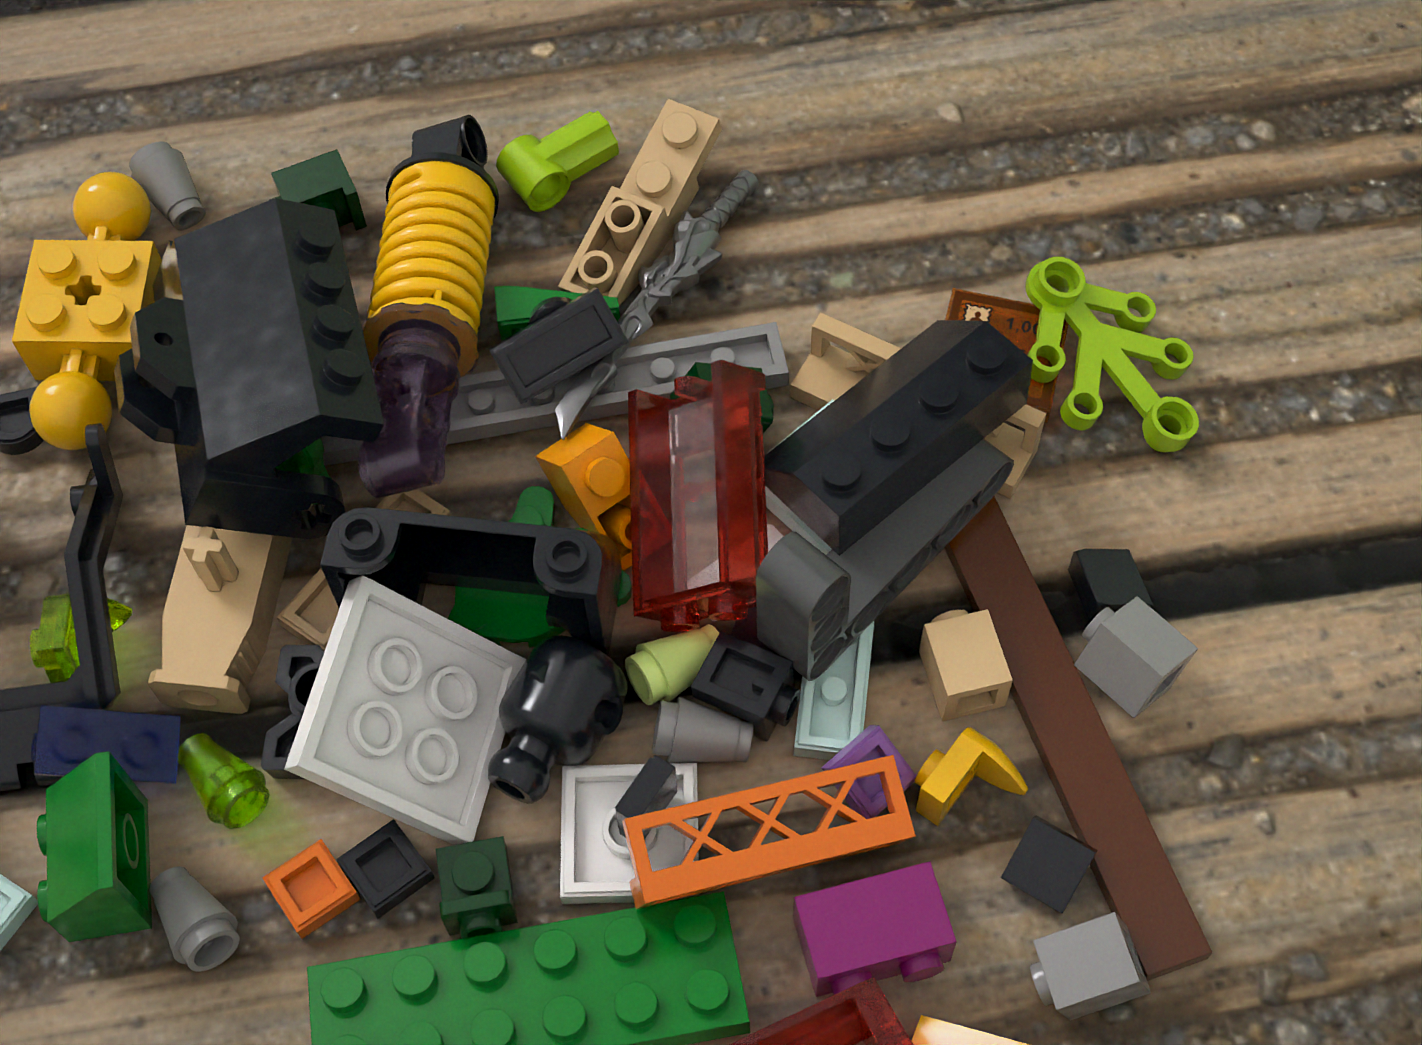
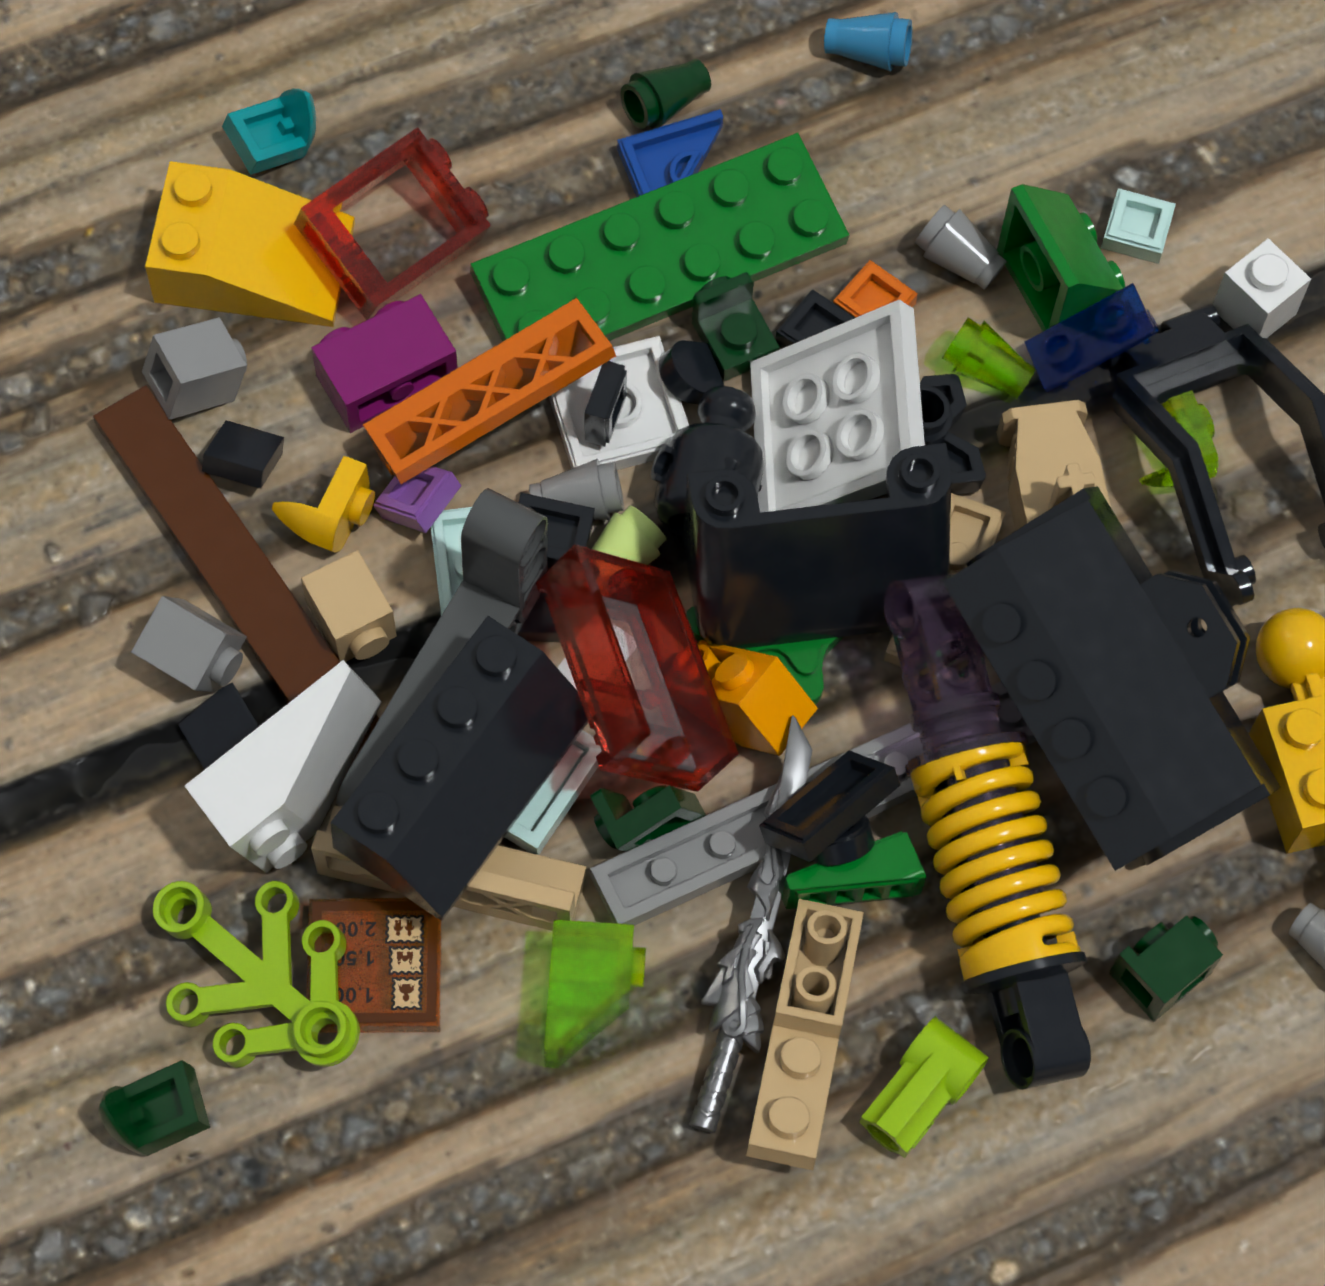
camera: 160 degrees right, 5 degrees up
(539, 842) = (689, 370): none -> black tile
(815, 280) = (588, 983): none -> clear neon green slope
(1067, 482) = (285, 774): none -> white slope
(1214, 271) = (155, 1110): none -> dark green plate

